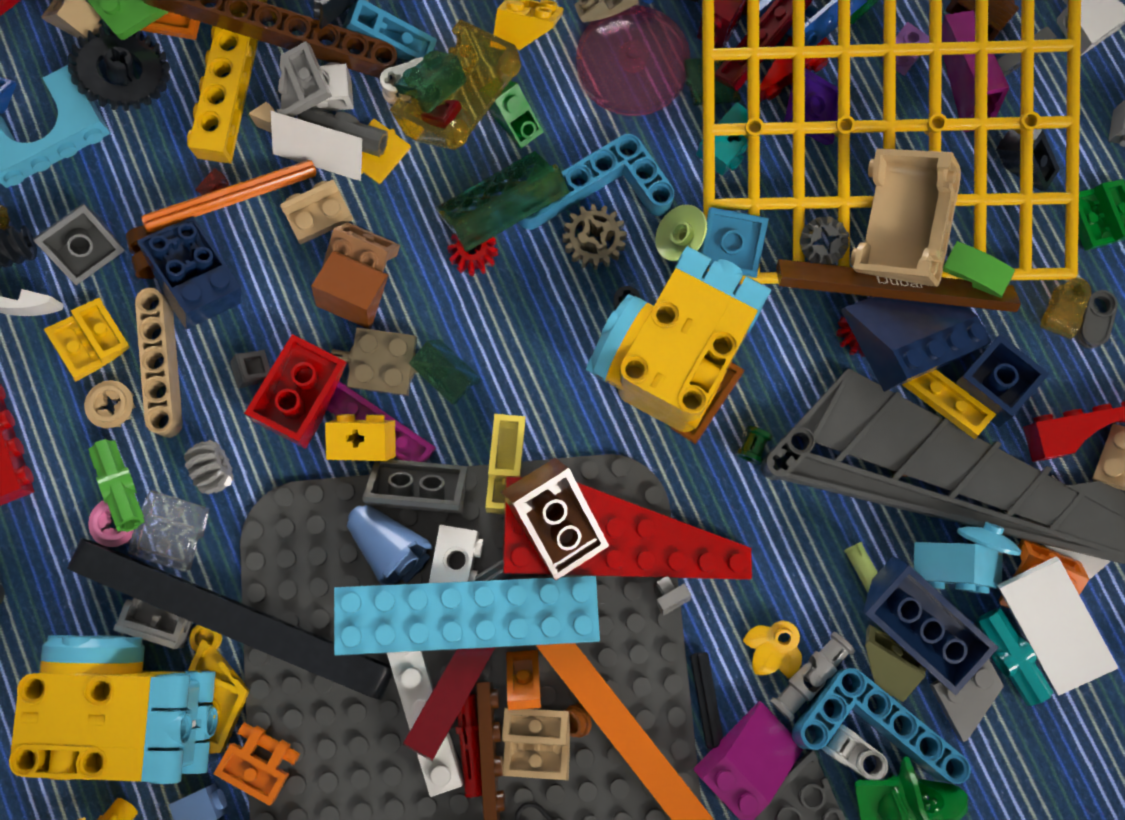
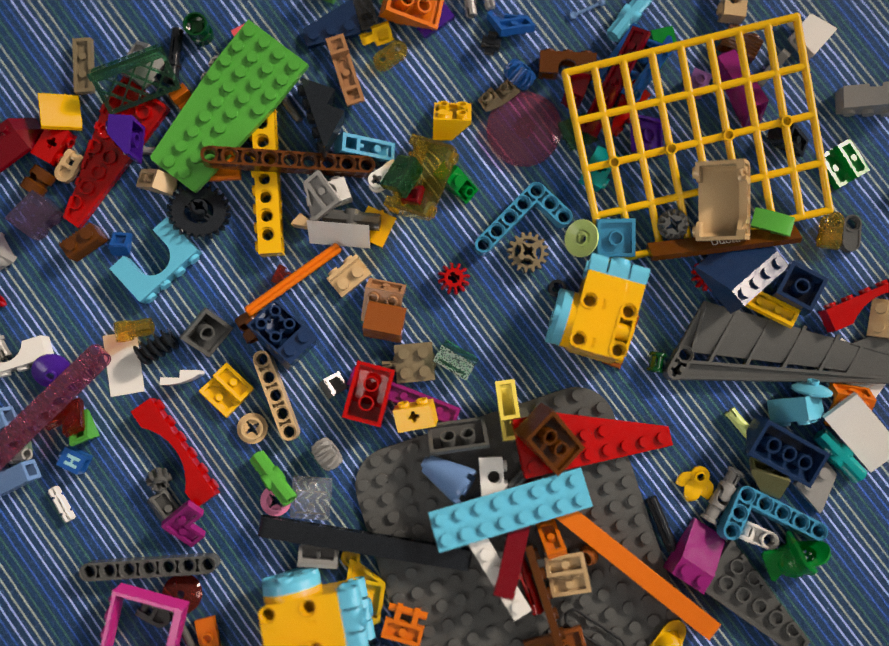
camera: 10 degrees left, 5 degrees up
(502, 211) = (470, 249): clear green fence -> none
(672, 596) = (628, 468): light grey tile -> none

